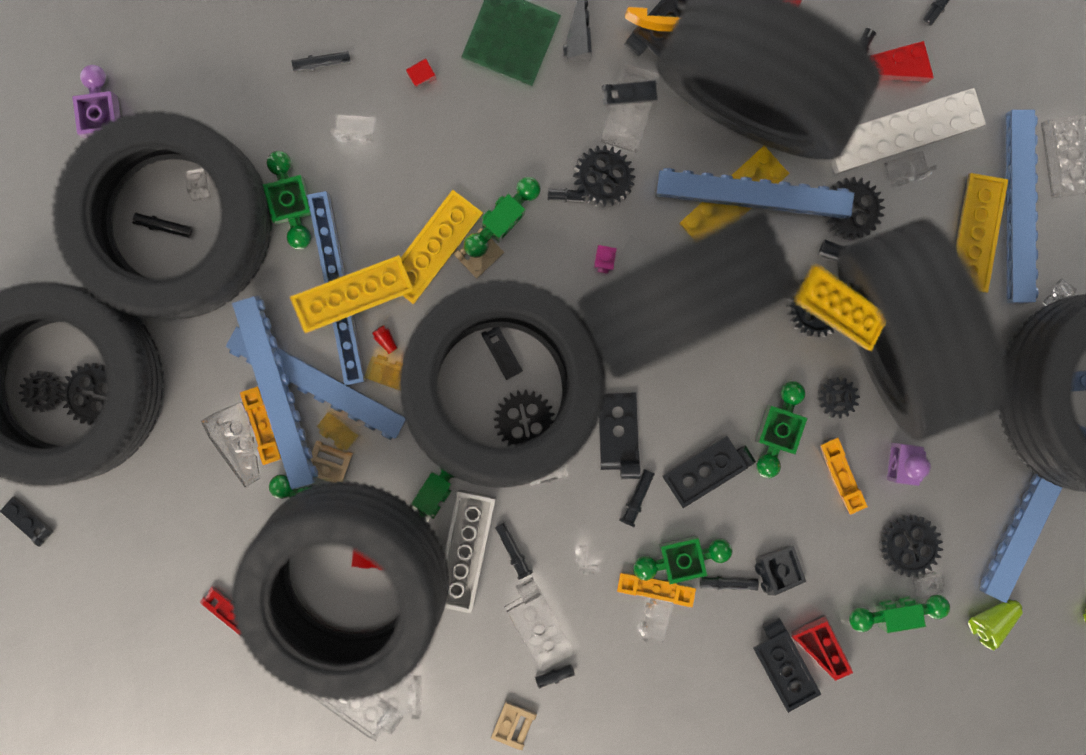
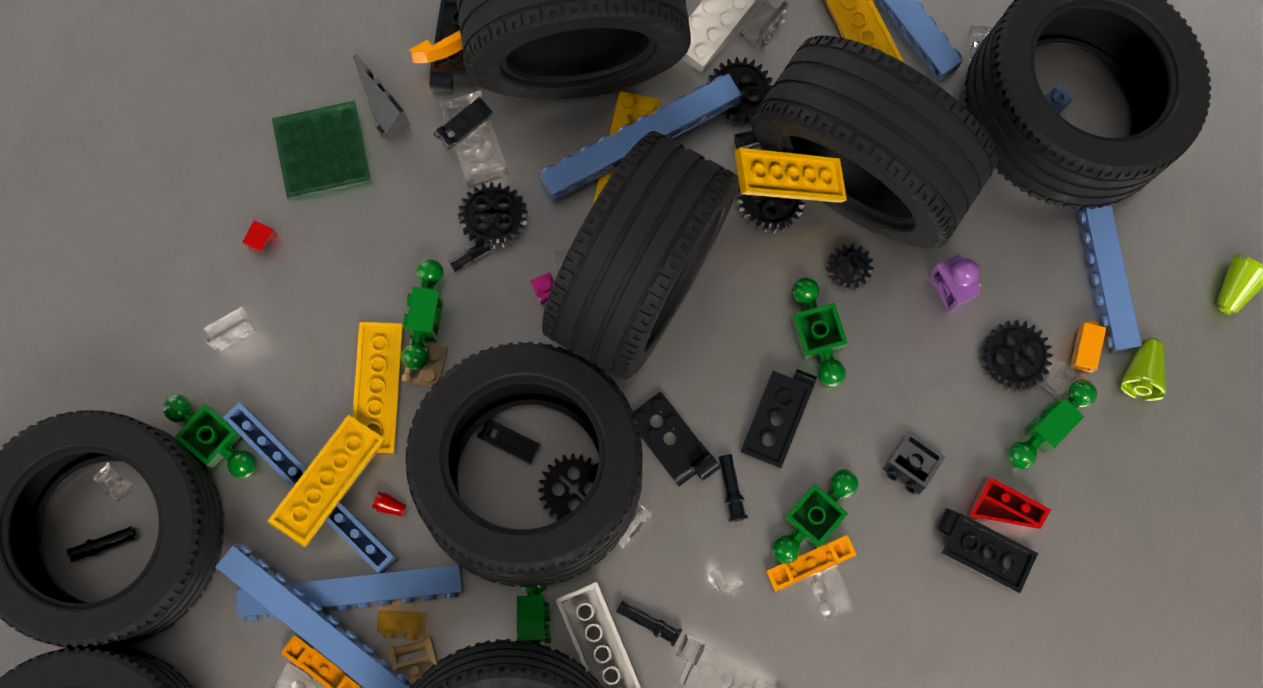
camera: 35 degrees left, 10 degrees down
(320, 61) = (156, 290): black pin -> none
(384, 372) = (409, 535): clear yellow brick -> none
(729, 583) = (867, 514): black pin -> none
(842, 476) = (906, 335): light orange slope -> none
(967, 576) = (1088, 346): none -> light orange brick

